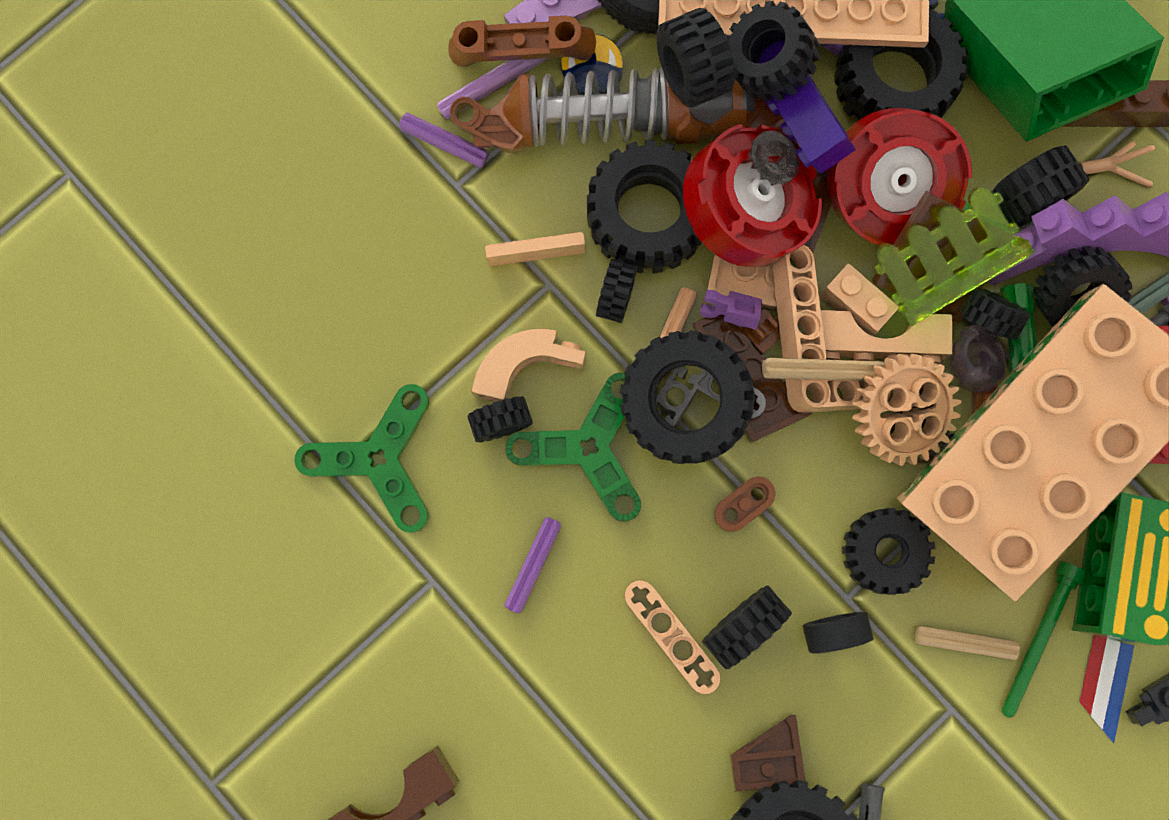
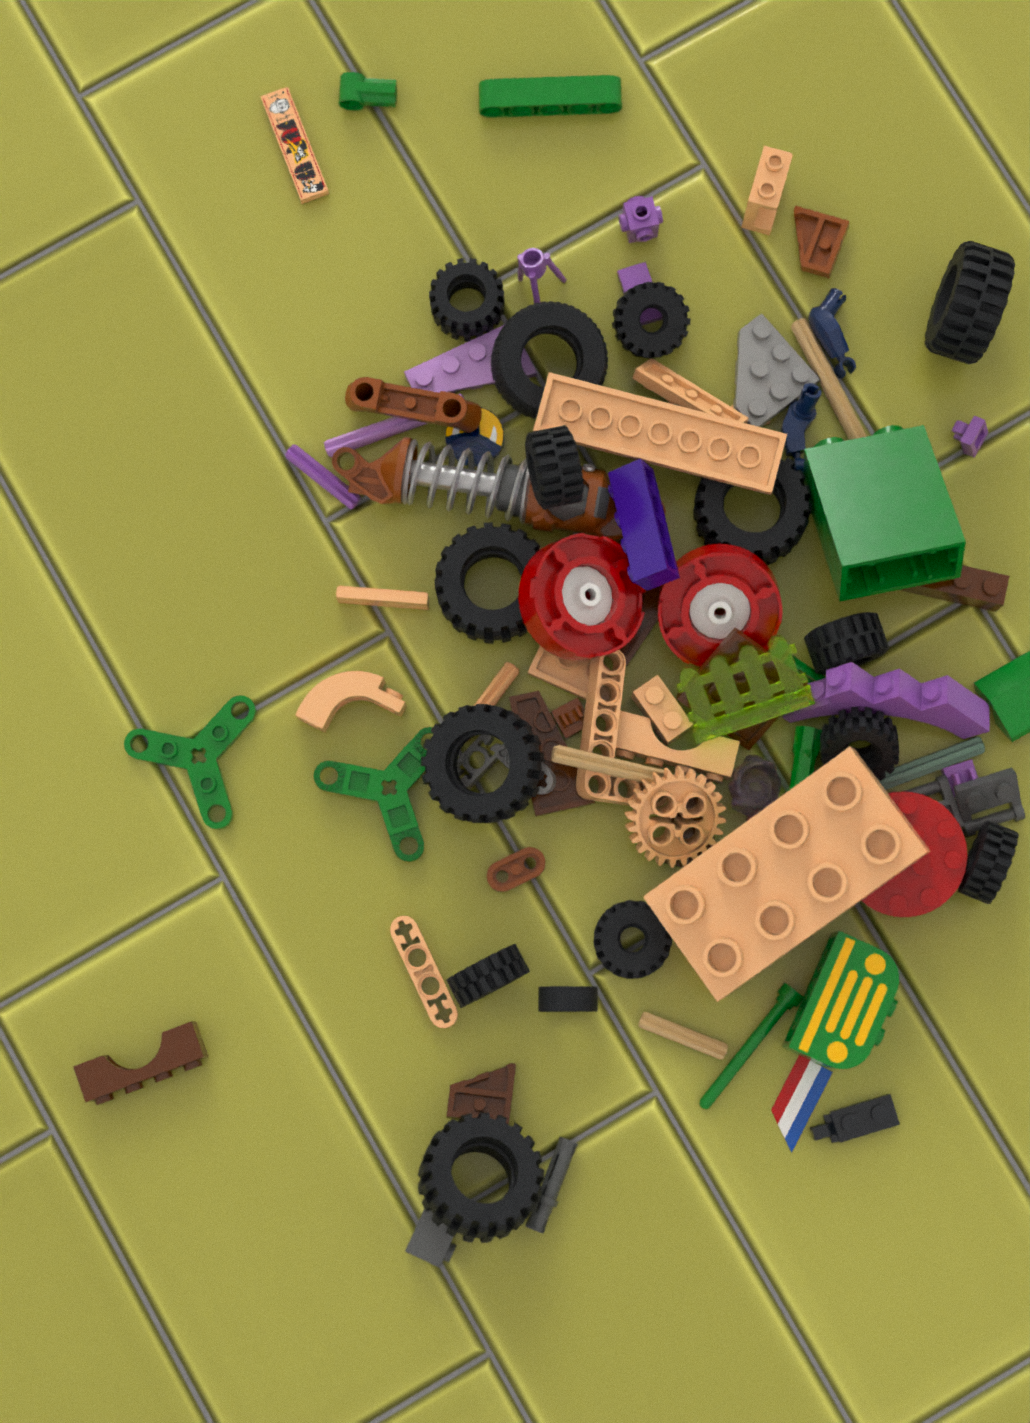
camera: 10 degrees right, 0 degrees up
(499, 419) = (315, 745): black tyre -> none
(533, 565) = (315, 881): medium lavender axle -> none
(616, 290) = (445, 653): black tyre -> none
(736, 307) = (550, 693): medium lavender plate -> none
(774, 144) = (611, 557): clear smoke gear -> none
(793, 63) = (640, 488): black tyre -> none
(995, 313) = (776, 749): black tyre -> none
(1121, 155) = (934, 630): light nougat plant -> none

